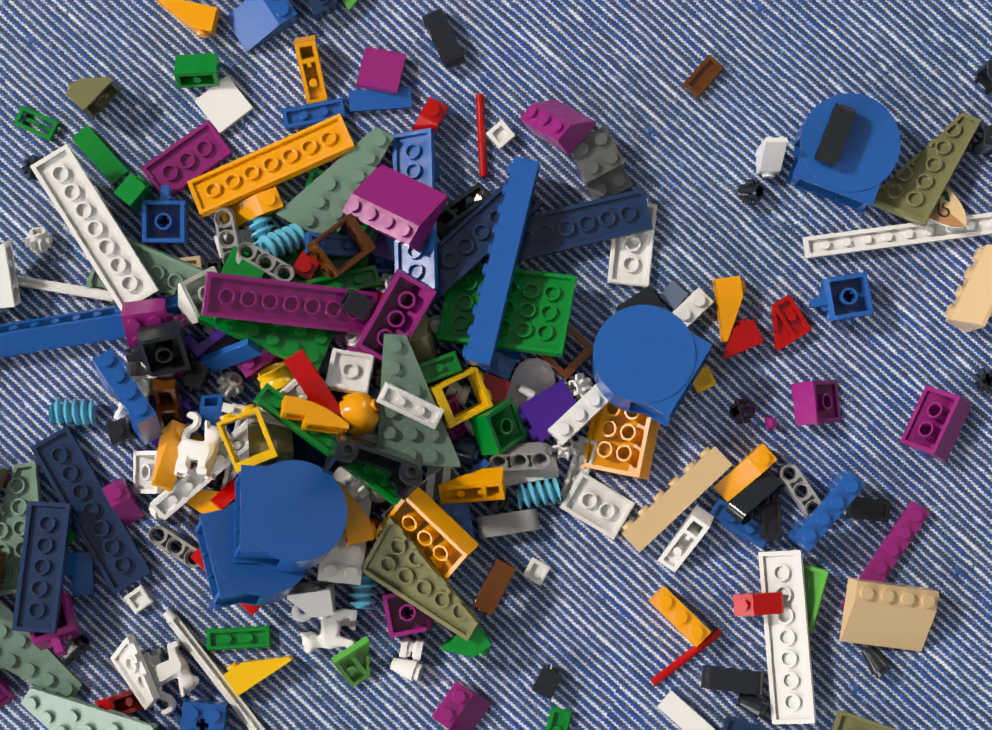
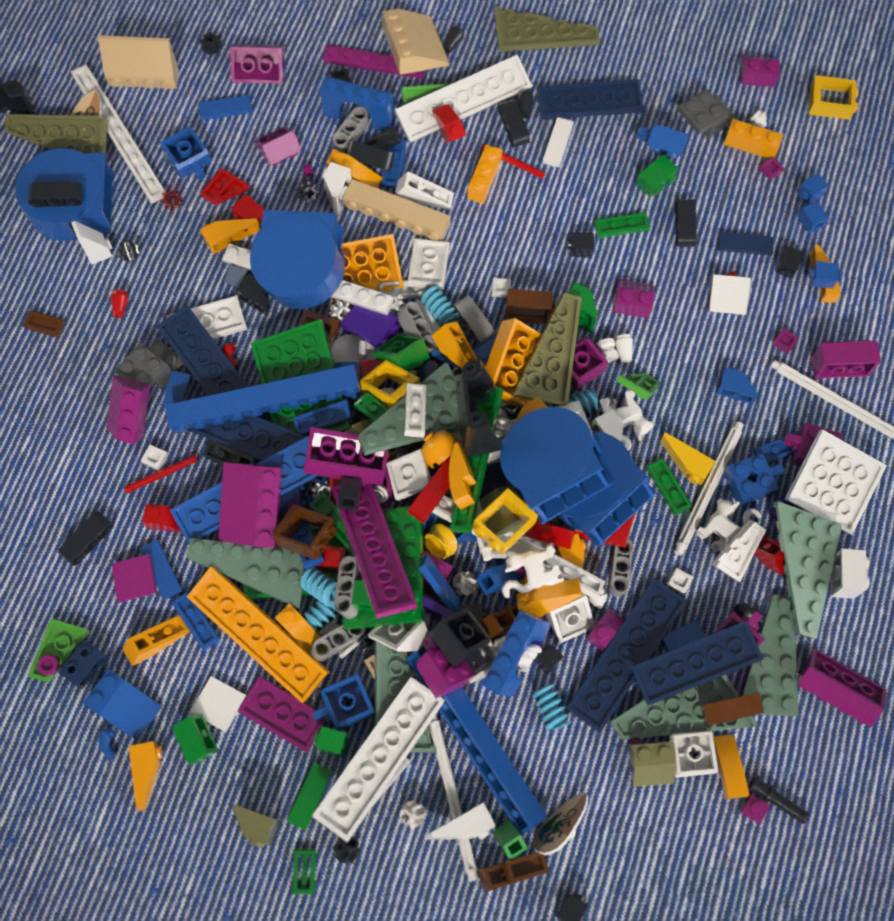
camera: 115 degrees left, 15 degrees down
(459, 315) = (323, 417): none -> blue tile
(564, 183) = (176, 388): none -> blue slope
(586, 252) = (228, 350): none -> red arm
(693, 161) = (119, 302): none -> red cone
(730, 443) = (336, 183): none -> white slope
(790, 255) = (166, 200): none -> clear red gear
(893, 364) = (225, 107): none -> blue tile

